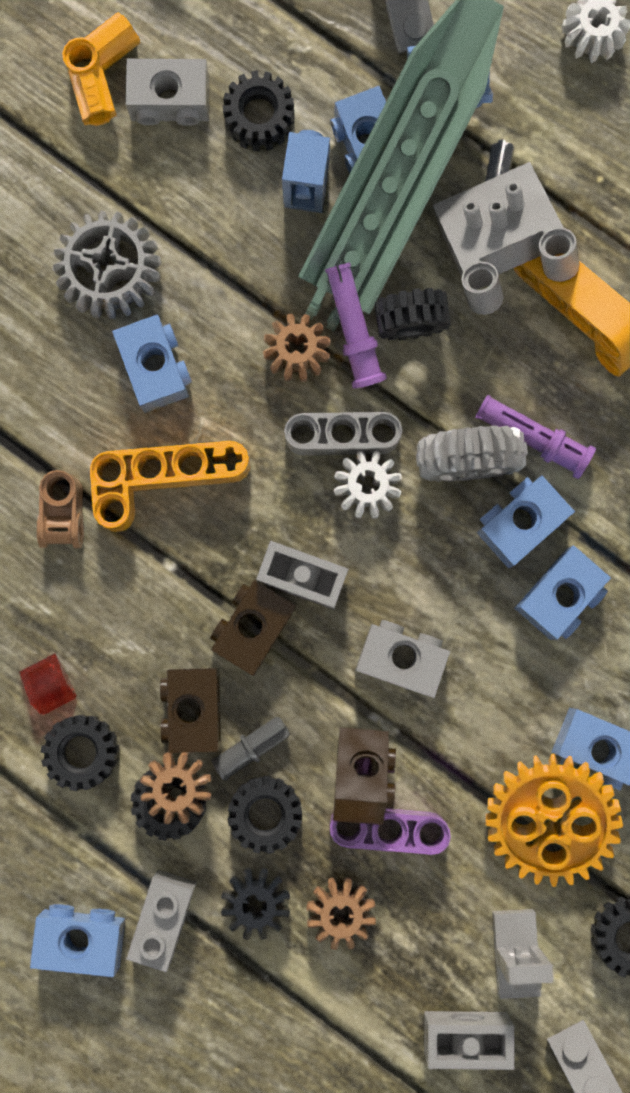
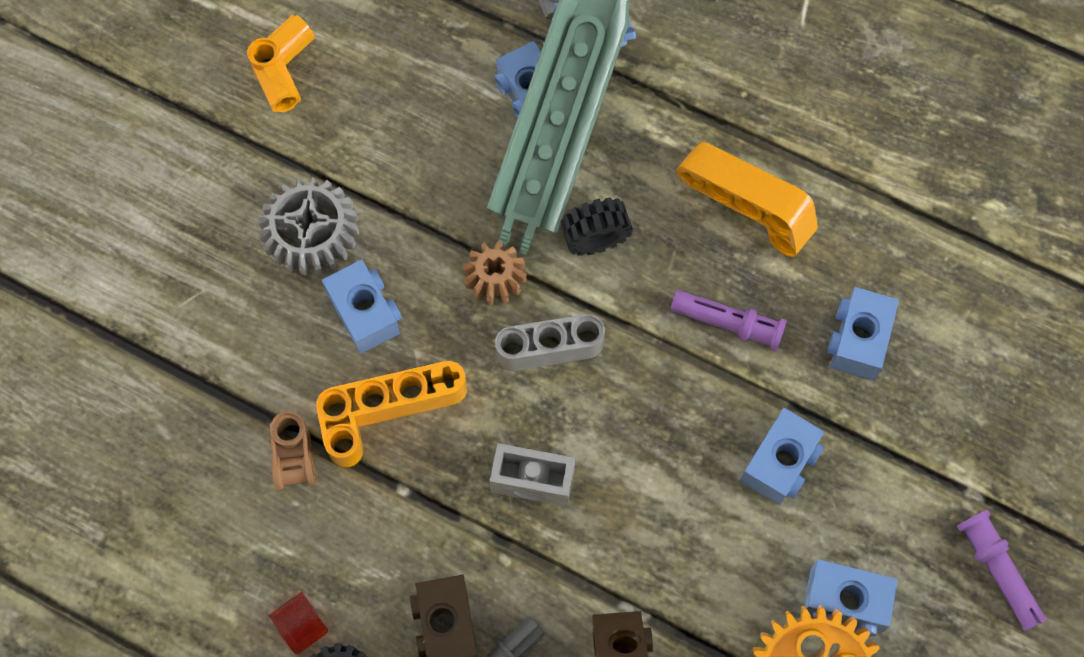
camera: 10 degrees left, 15 degrees down
(151, 77) = (329, 63): light grey brick -> none
(251, 652) = (492, 557): dark brown brick -> none
(254, 89) = (429, 61): black tyre -> none
(306, 171) = (480, 119): medium blue brick -> none
(358, 346) = (552, 261): medium lavender pin -> none
(380, 479) = (595, 385): white gear -> none
(428, 661) = (660, 558): light grey brick -> none
(471, 453) = (672, 339): light grey gear -> none
(503, 227) = (664, 141): light grey piece -> none
(547, 513) = (724, 416): medium blue brick -> none

